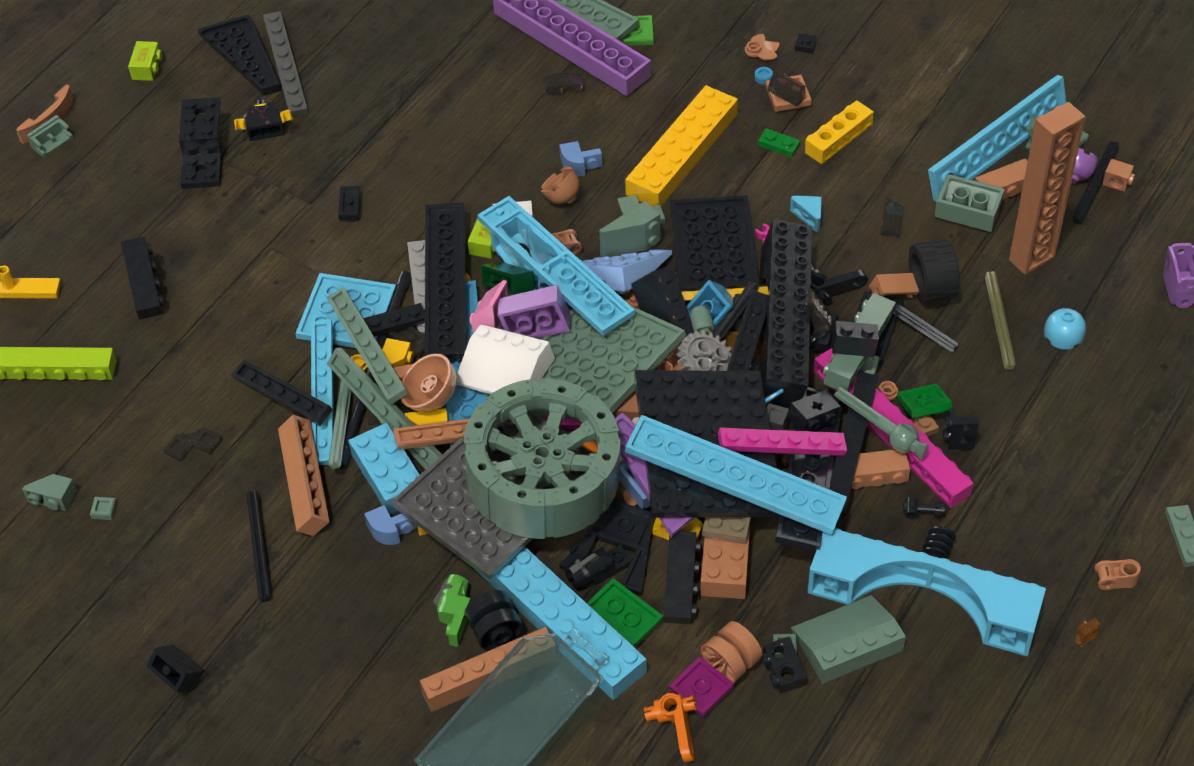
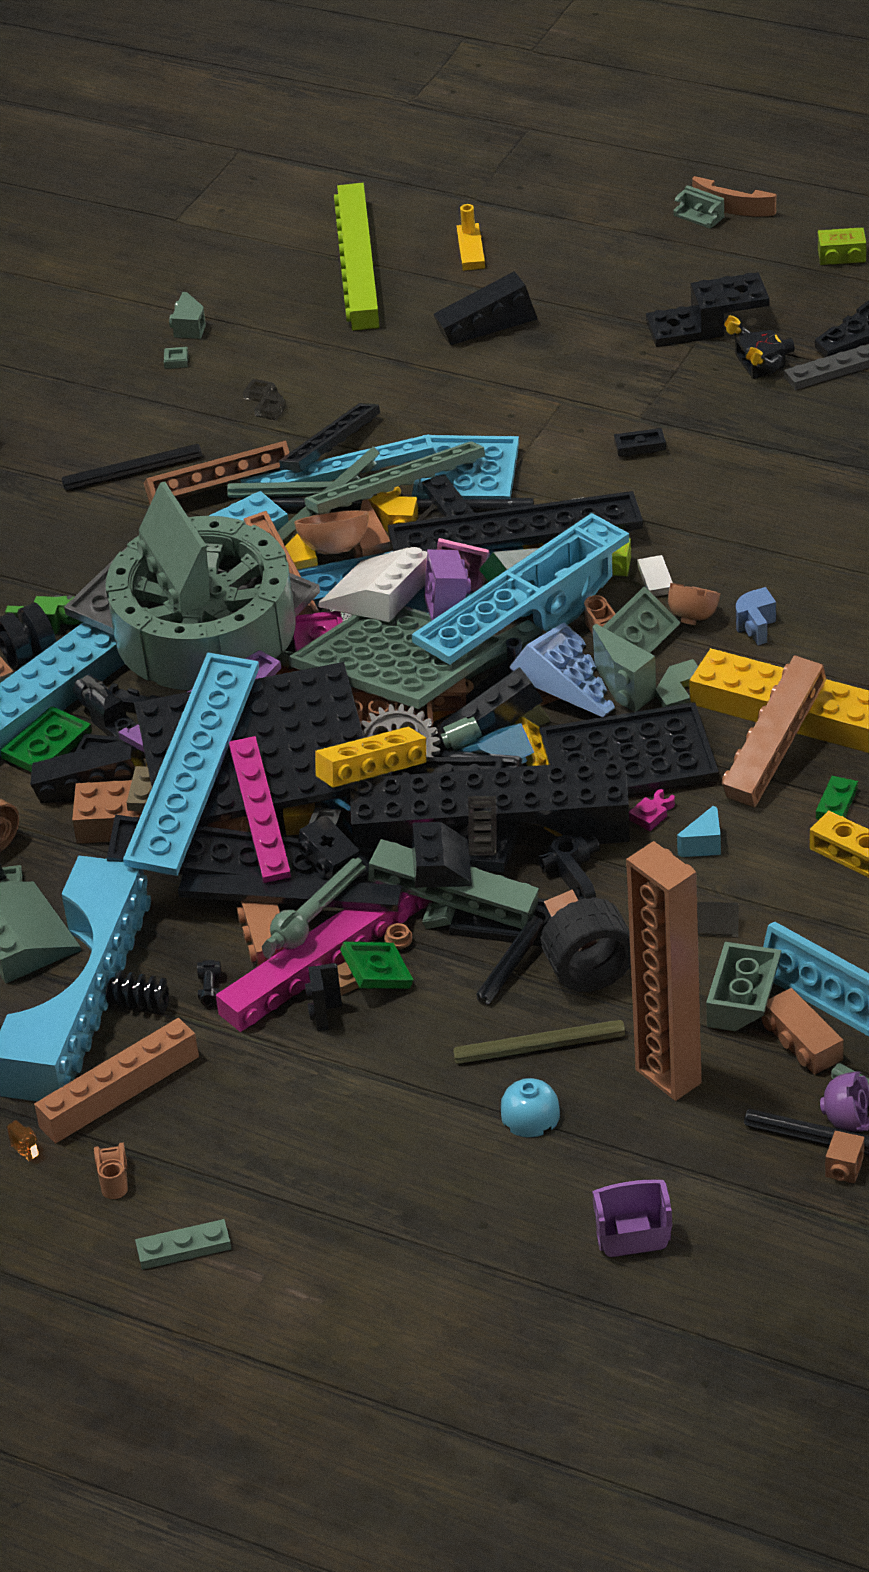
camera: 85 degrees right, 10 degrees down
(536, 435) = (175, 552): none -> sand green slope
(578, 219) = (643, 621): none -> sand green plate
(726, 153) = (774, 731): none -> nougat brick
(753, 359) = (370, 756): none -> yellow brick
(1030, 566) = (116, 1080): none -> nougat brick

